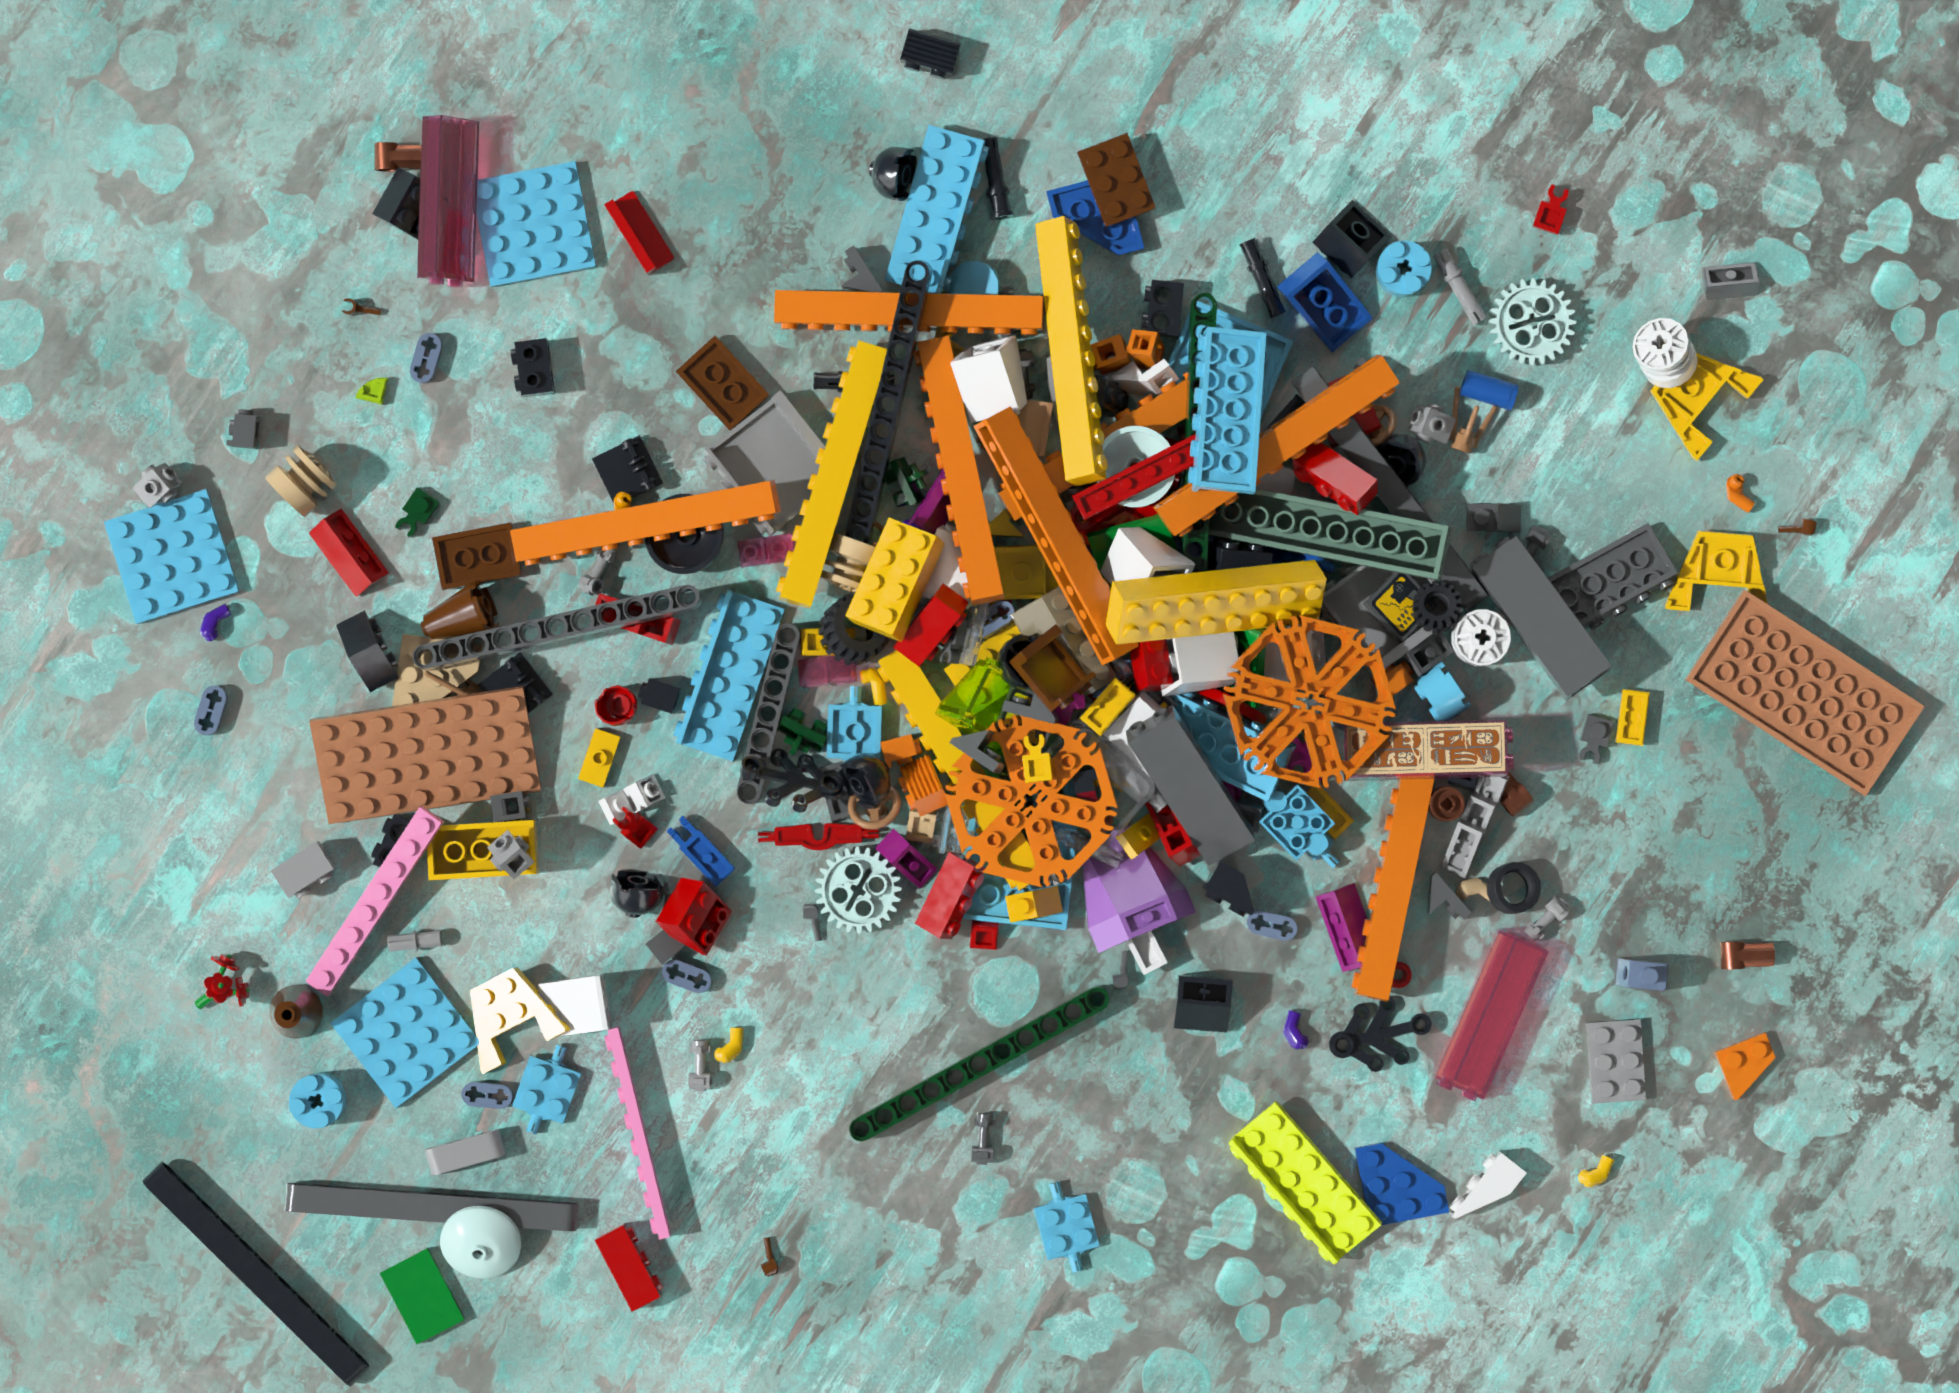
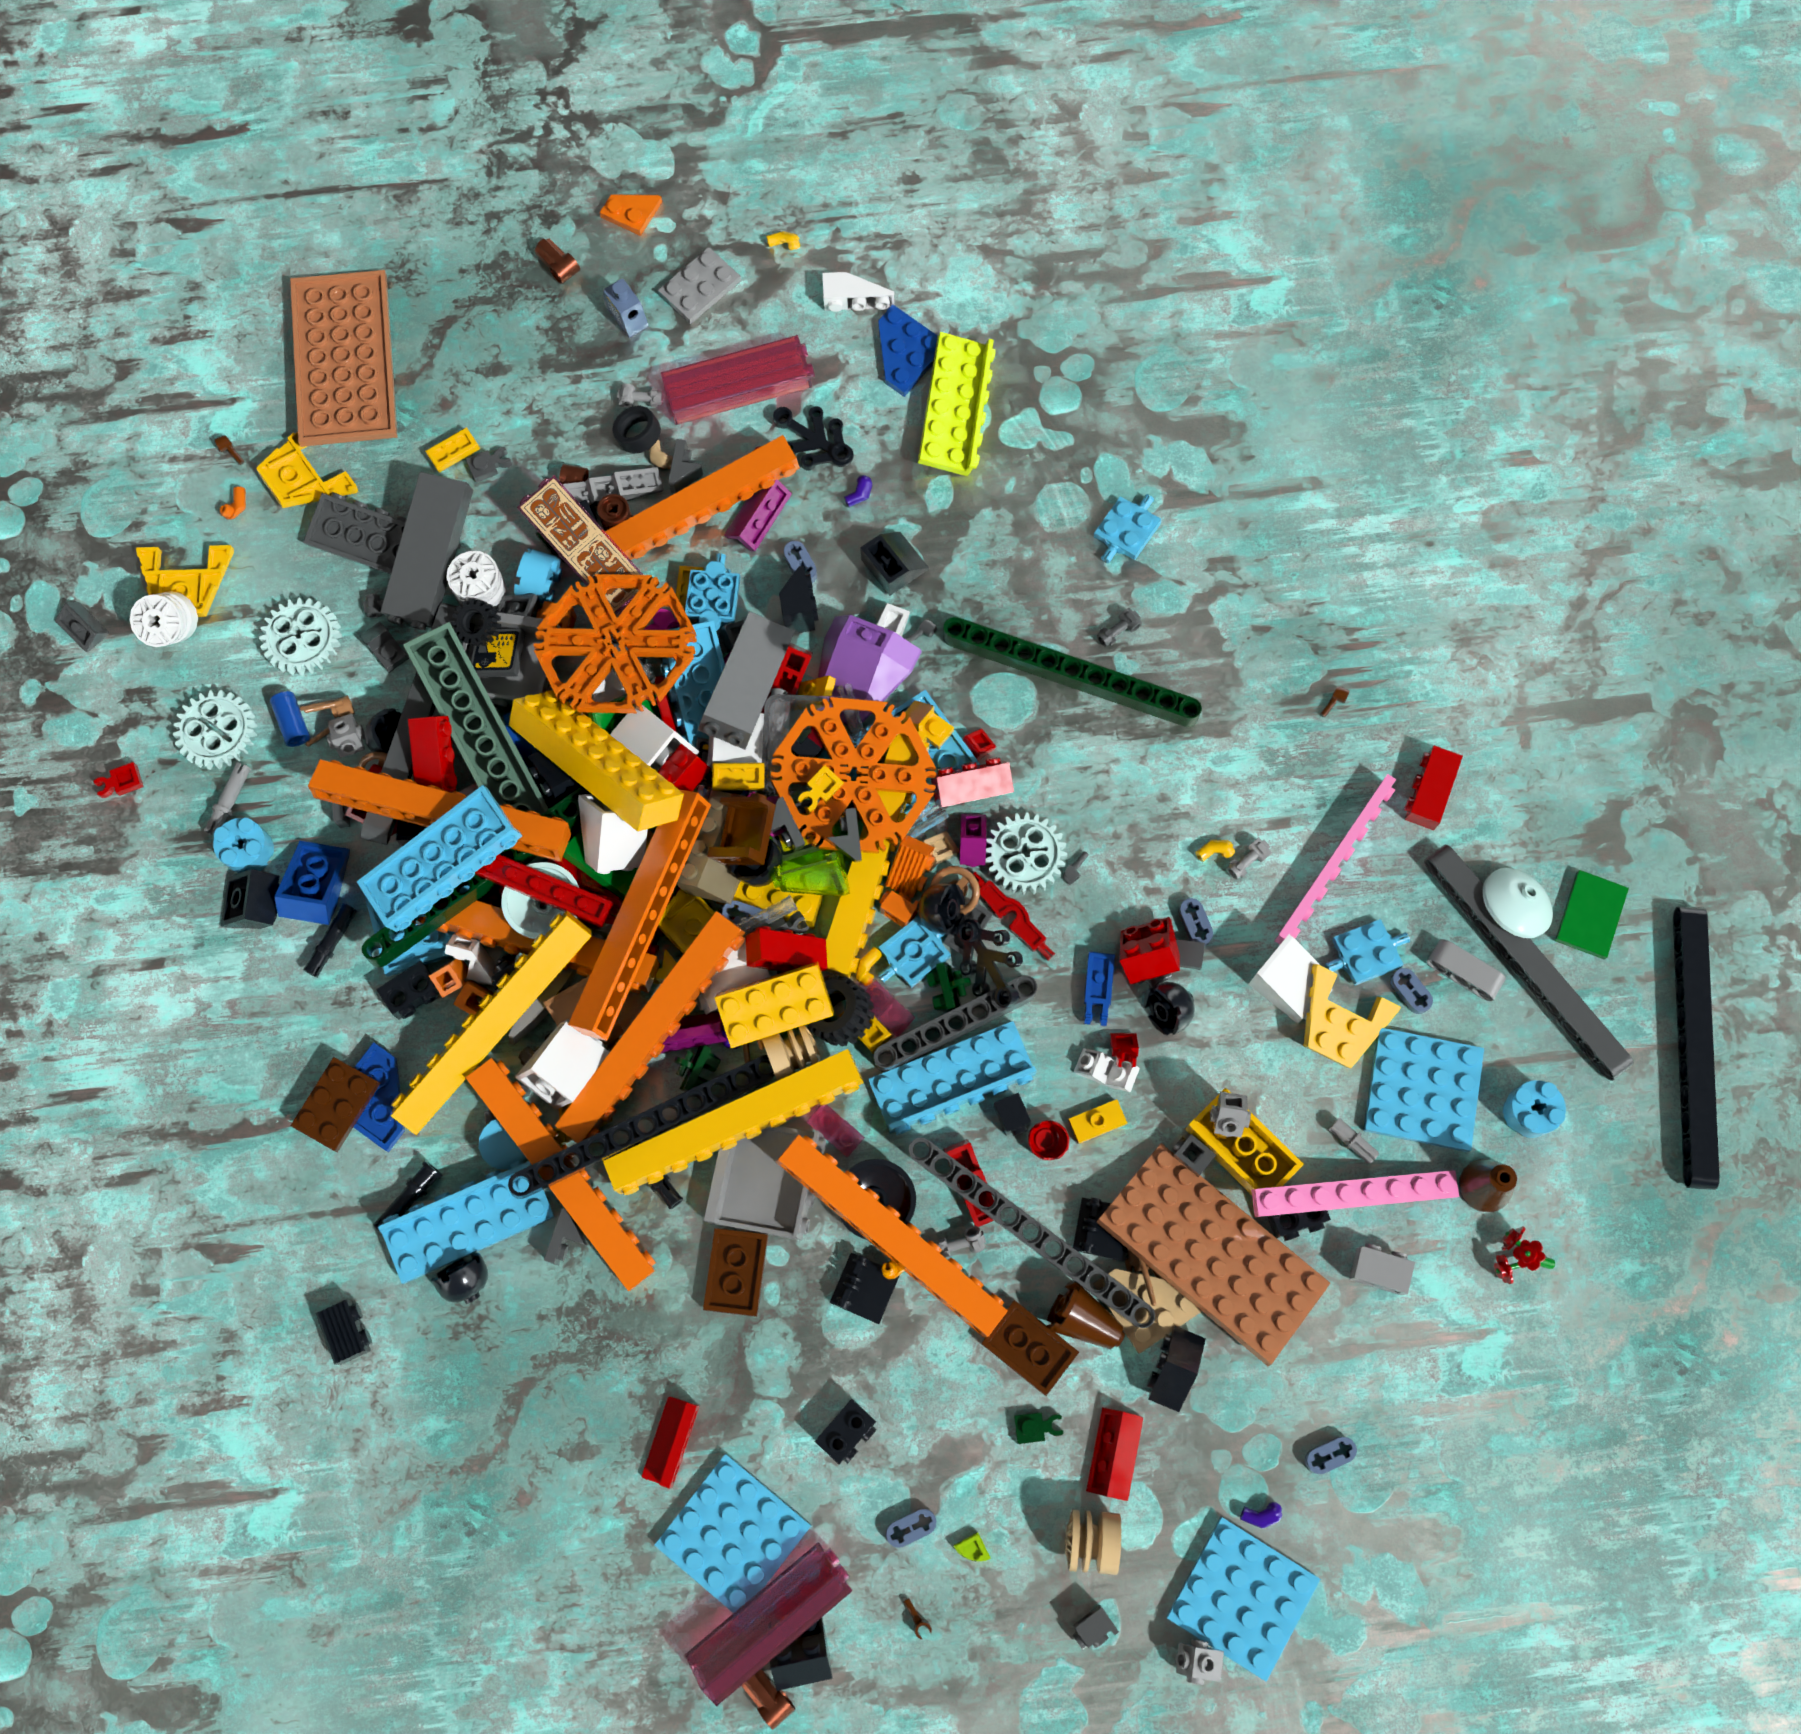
camera: 125 degrees left, 15 degrees down
(1581, 464) = (295, 617): none -> light aqua gear

